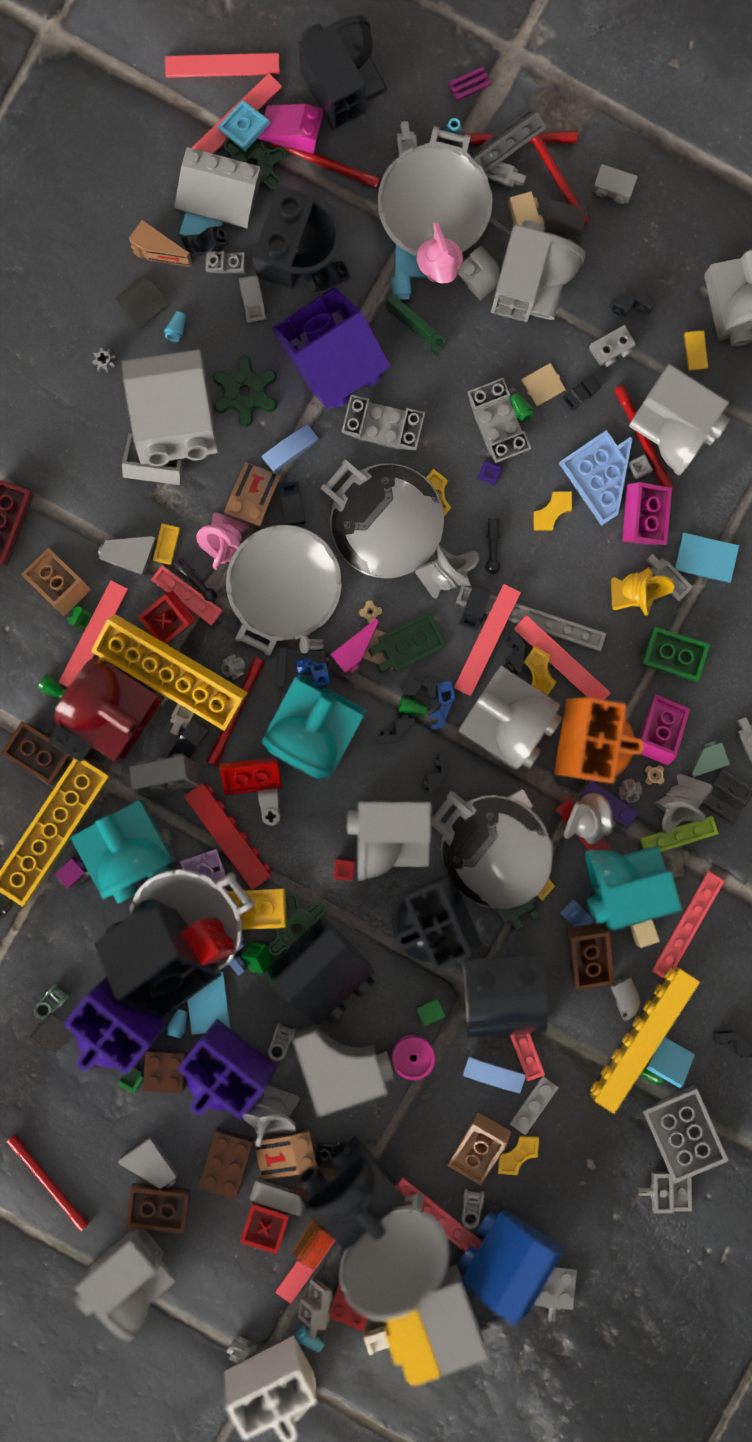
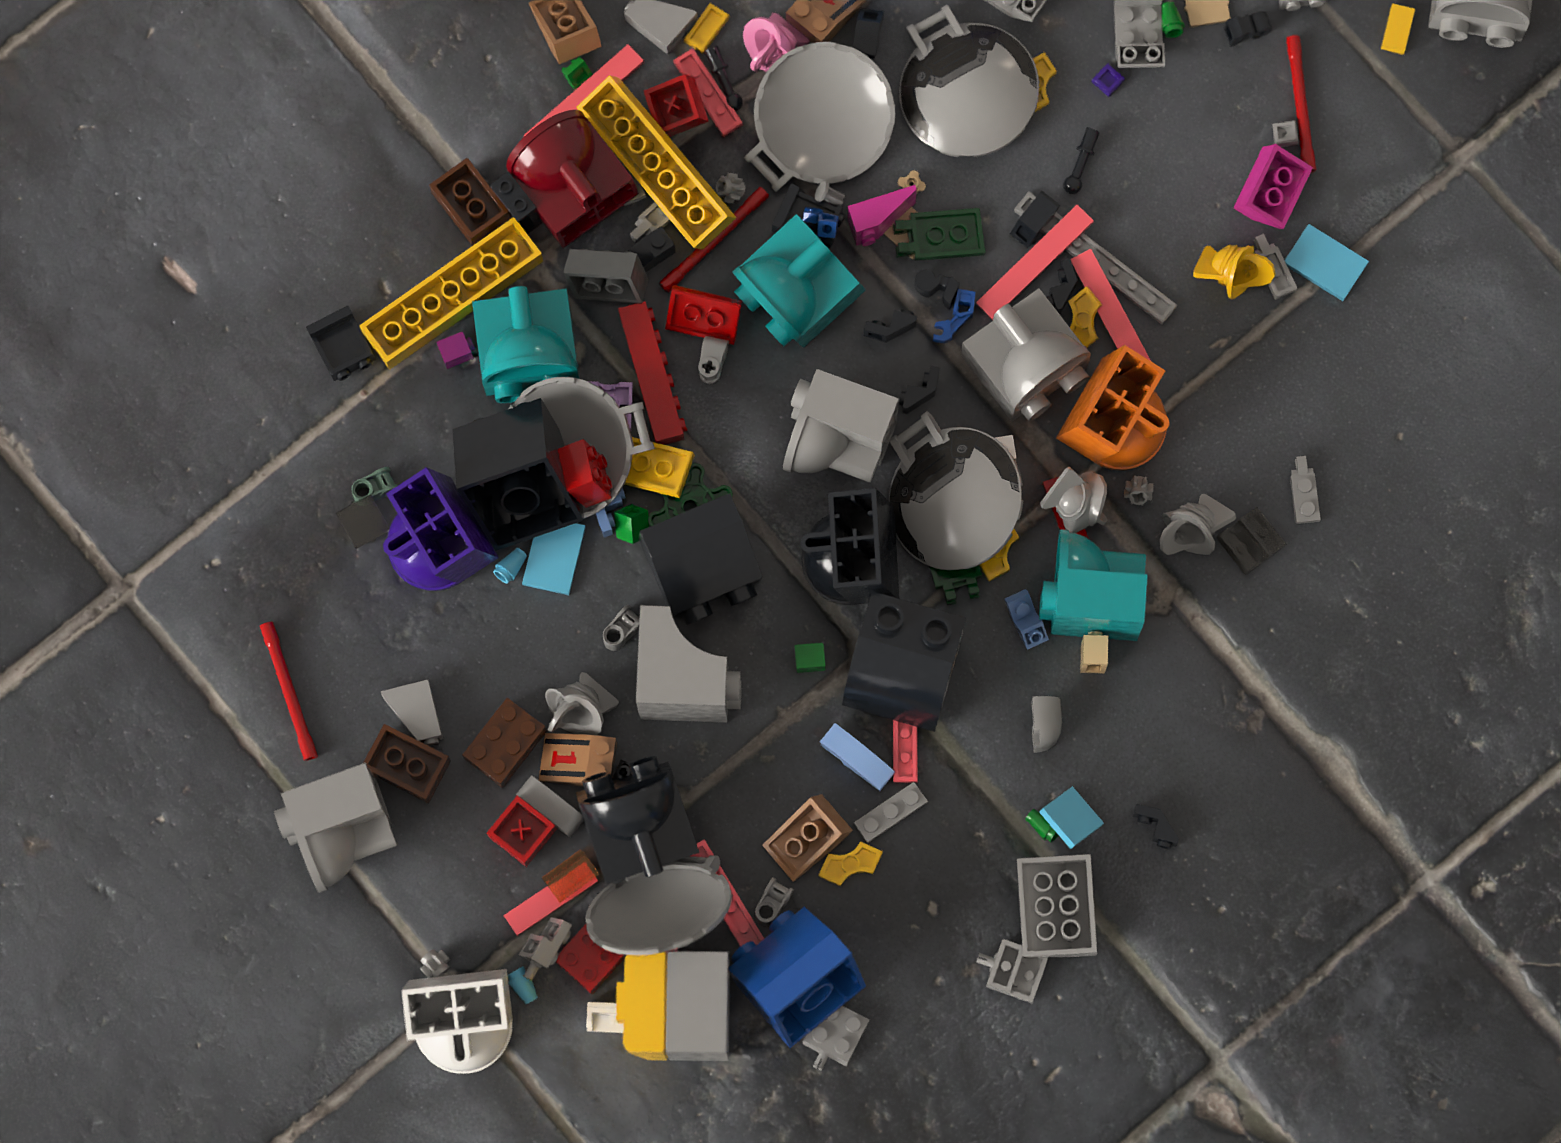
camera: 30 degrees right, 10 degrees down
(51, 686) = (511, 133): green cone -> none
(132, 1079) = (434, 607): green panel -> none
(162, 1071) = (474, 611): reddish brown brick -> none
(225, 1072) = (543, 629): dark purple piece -> none
(344, 869) = (770, 457): red panel -> none
(408, 1046) = (755, 699): dark pink wheel -> none
(411, 707) = (919, 306): green cone -> none
(447, 571) = (1014, 167): light grey helmet -> none
(545, 518) = (1175, 143): yellow tile -> none
(590, 955) = (1021, 657): reddish brown brick -> none
(599, 474) = (1234, 124): light blue wing -> none
(620, 811) = (1115, 507): dark purple plate -> none
(643, 1039) = (1049, 776): yellow brick -> none
(659, 775) = (1179, 480): tan plate -> none
(663, 729) = (1201, 436): dark pink slope -> none
(675, 654) = (1247, 354): green brick -> none
(680, 417) = (1347, 86): light grey piece -> none
(681, 835) = (1185, 566): lime tile -> none
(688, 924) = (1150, 672): coral tile -> none
(709, 759) = (1246, 489): sand green slope -> none

